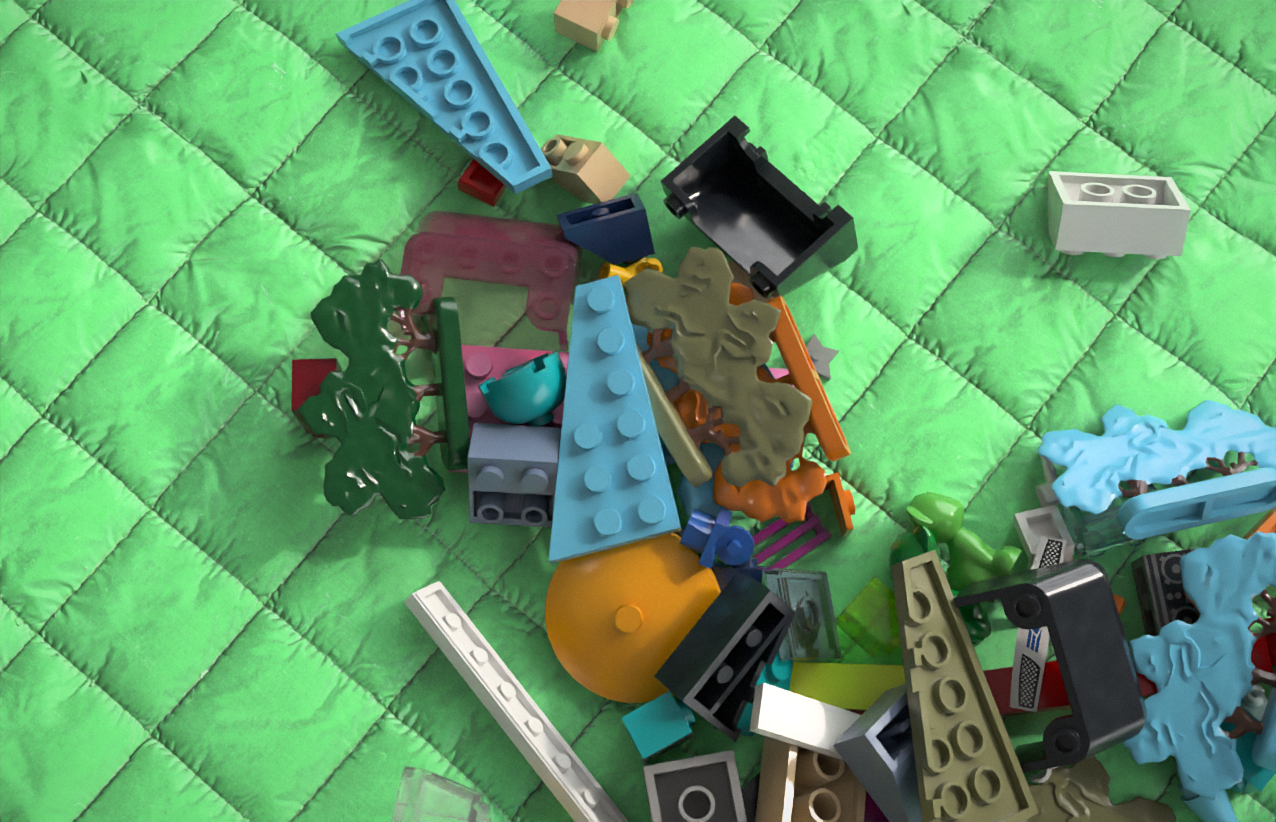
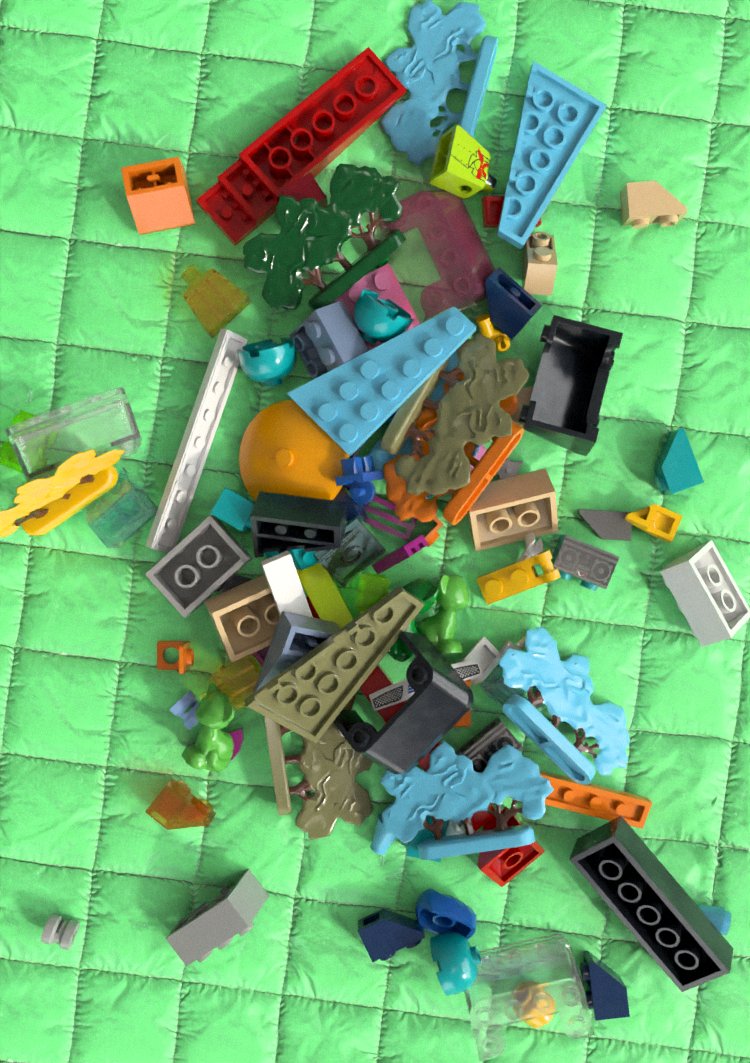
camera: 60 degrees right, 15 degrees up
(182, 575) = (158, 195): none -> slope
(244, 367) = (300, 144): none -> red slope
(266, 156) = (432, 70): none -> medium azure plant
(358, 590) = (213, 298): none -> clear yellow torso
(402, 184) = (461, 165): none -> lime torso
(485, 567) = (268, 361): none -> teal cylinder
(845, 551) = (400, 554): none -> magenta tile
(873, 378) = (513, 509): none -> tan slope
(931, 155) = (676, 465): none -> teal slope
(934, 385) = (531, 547): none -> white hand
(956, 278) = (607, 524): none -> dark grey tile
(962, 424) = (517, 577): none -> yellow plate
(989, 220) = (656, 521): none -> yellow slope
(989, 335) = (583, 562): none -> brick

